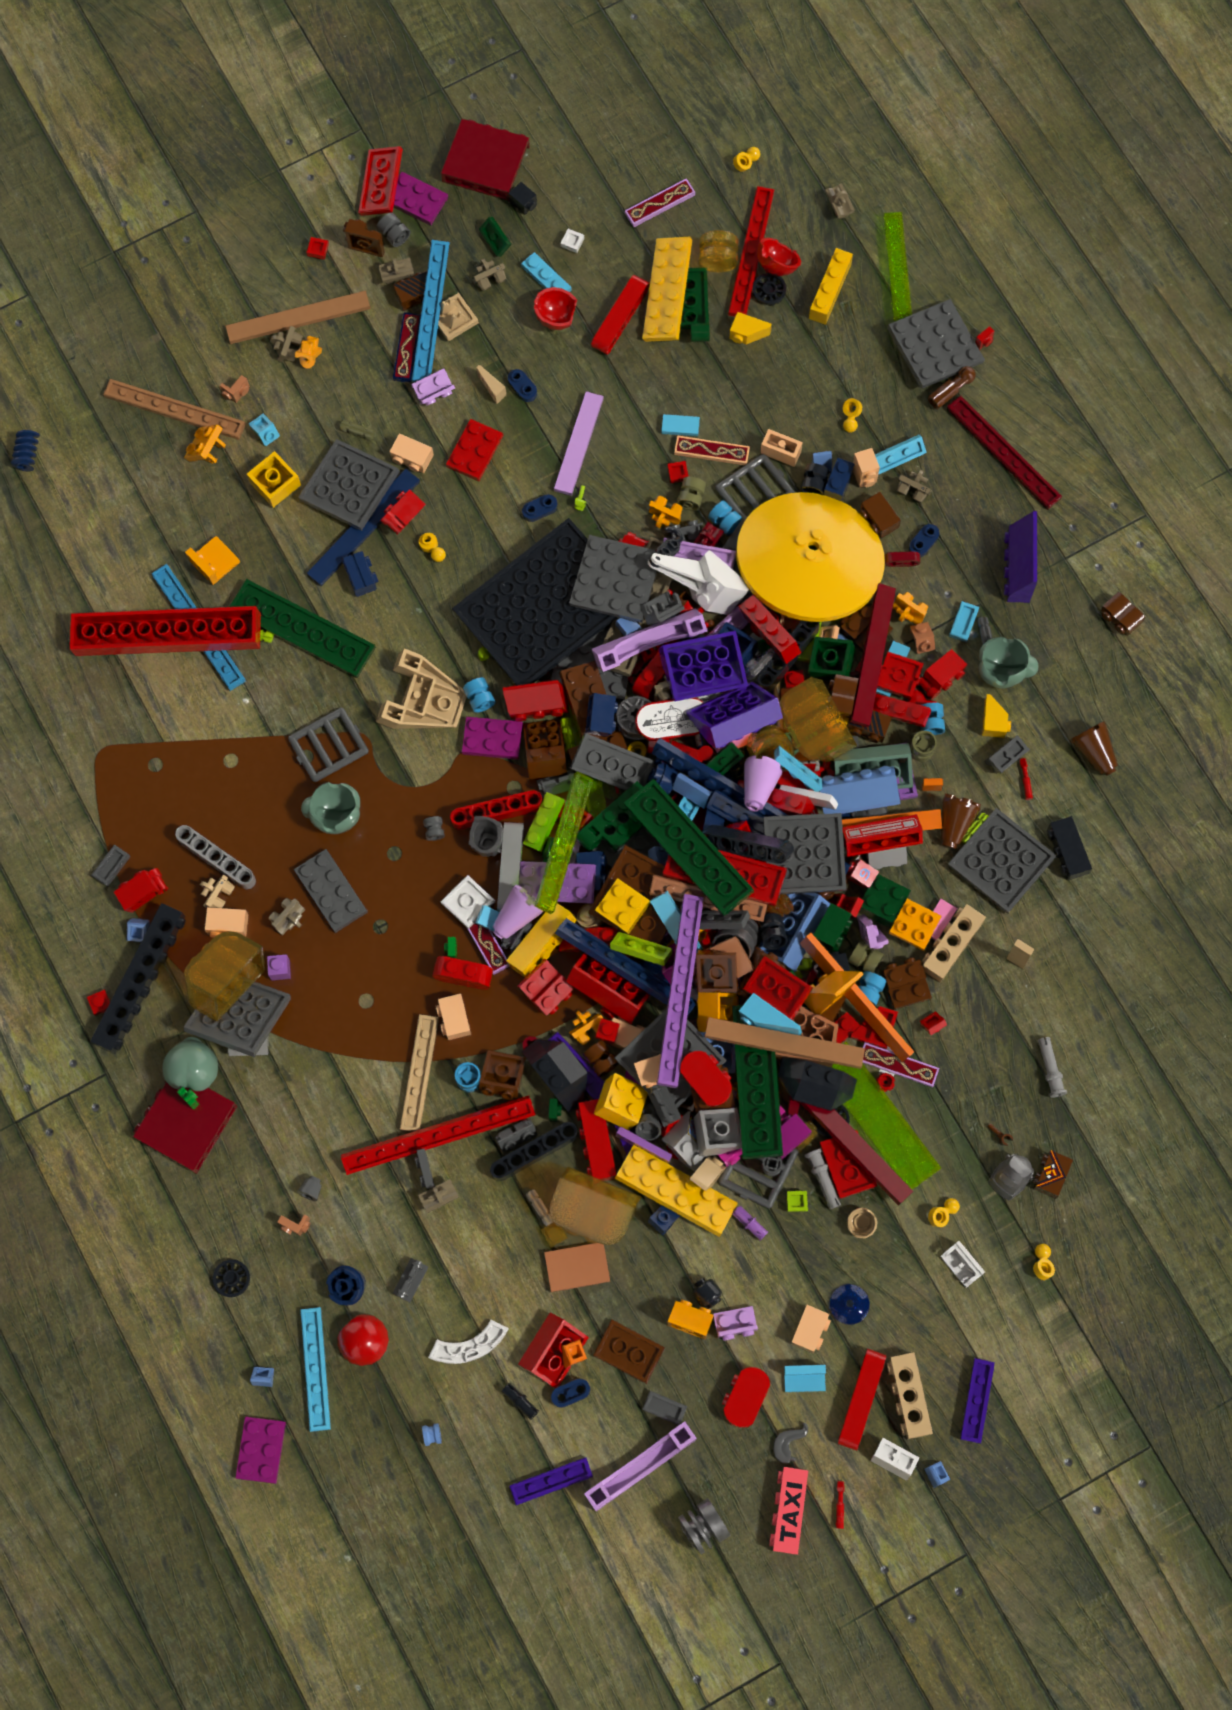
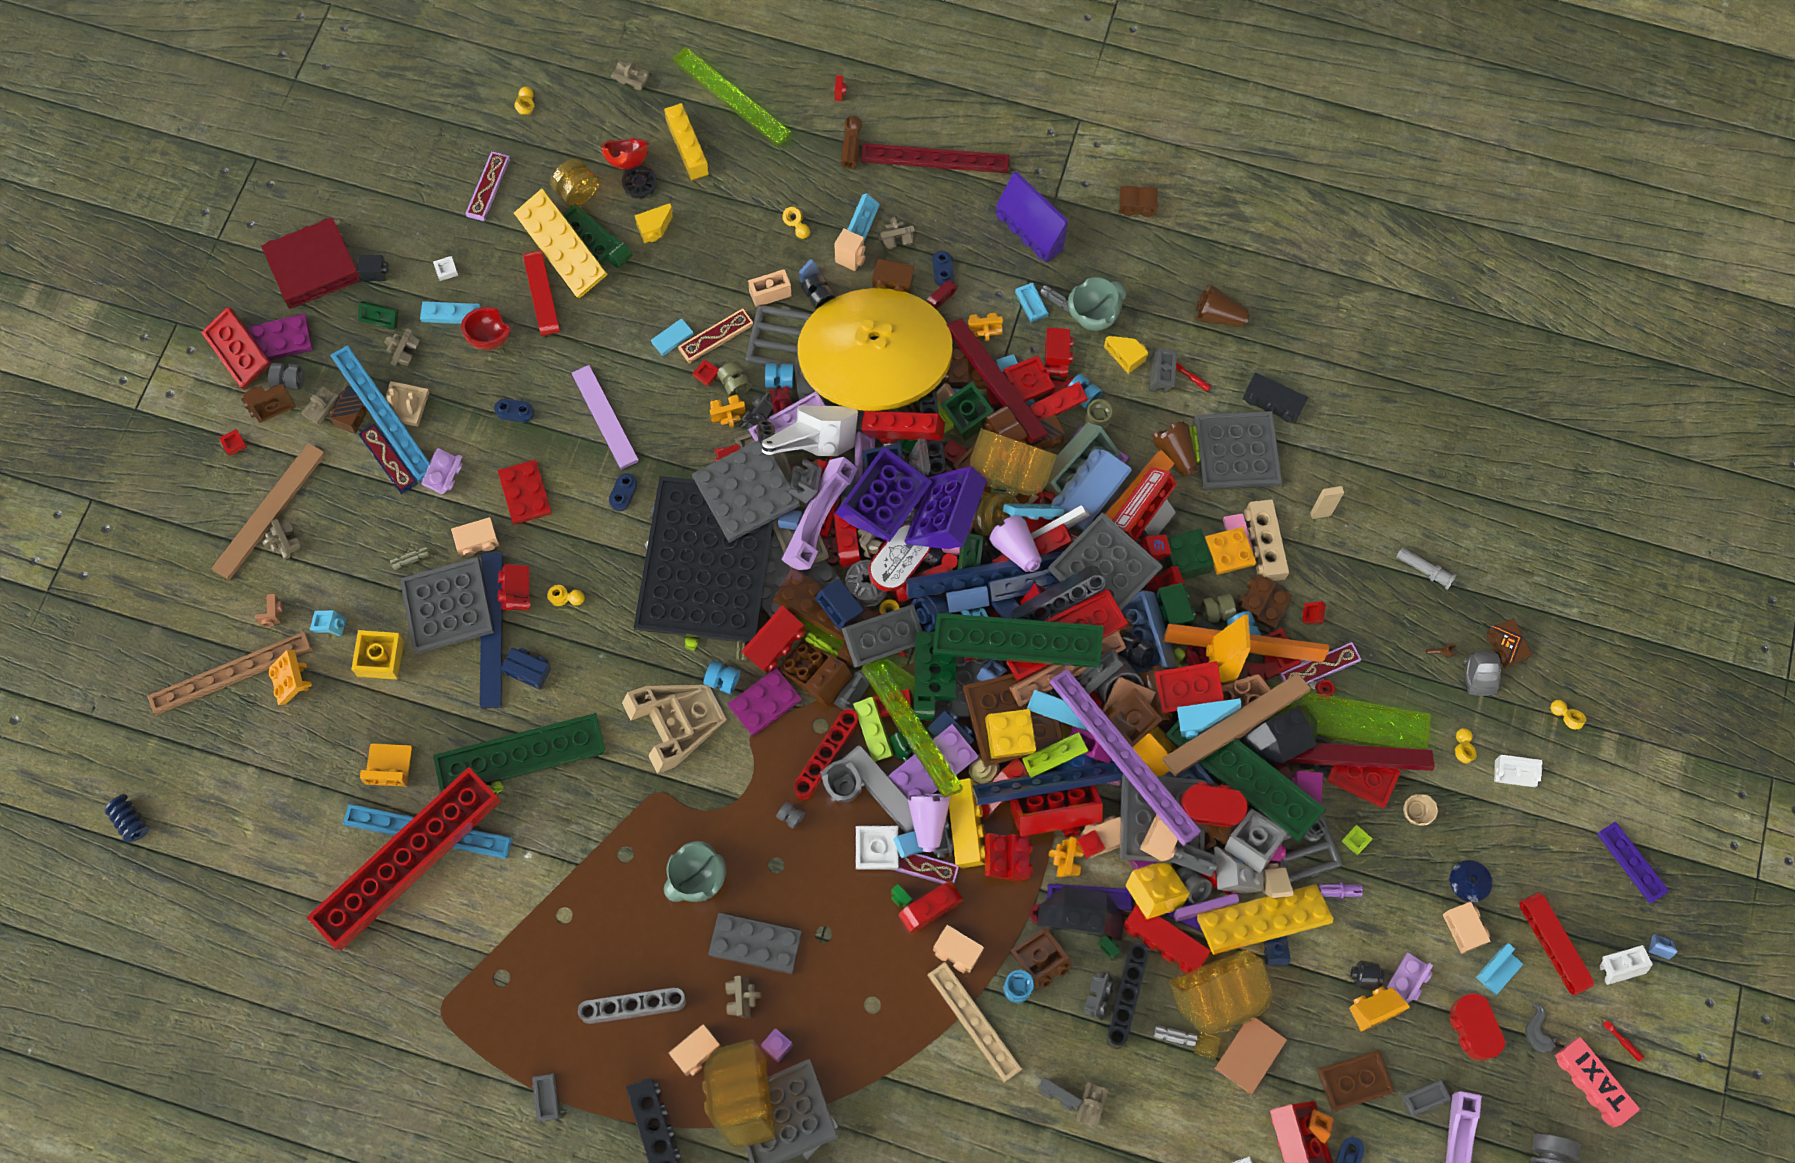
camera: 50 degrees left, 5 degrees down
(137, 929) = (623, 1129): medium blue slope -> none
(140, 889) = (593, 1093): red hinge -> none
(222, 885) = (658, 1036): tan hips -> none
(308, 352) = (307, 529): light orange hips -> none
(330, 767) = (656, 844): dark grey bar -> none
(437, 1135) = (1039, 1058): red plate -> none
(493, 386) = (489, 429): tan slope -> none
(579, 503) = (652, 462): lime hand -> none
(596, 1053) = (1104, 872): reddish brown wheel -> none
(749, 259) = (596, 163): red tile -> none
(820, 1169) = (1348, 800): light grey pin -> none
(839, 479) = (837, 275): dark blue brick -> none
(870, 934) = (1205, 586): lavender bracket -> none
(908, 1363) = (1616, 918): tan brick -> none
(923, 637) = (1014, 337): nougat bracket -> none
(932, 784) = (1133, 438): orange tile -> none
(935, 343) = (807, 120): dark grey plate -> none

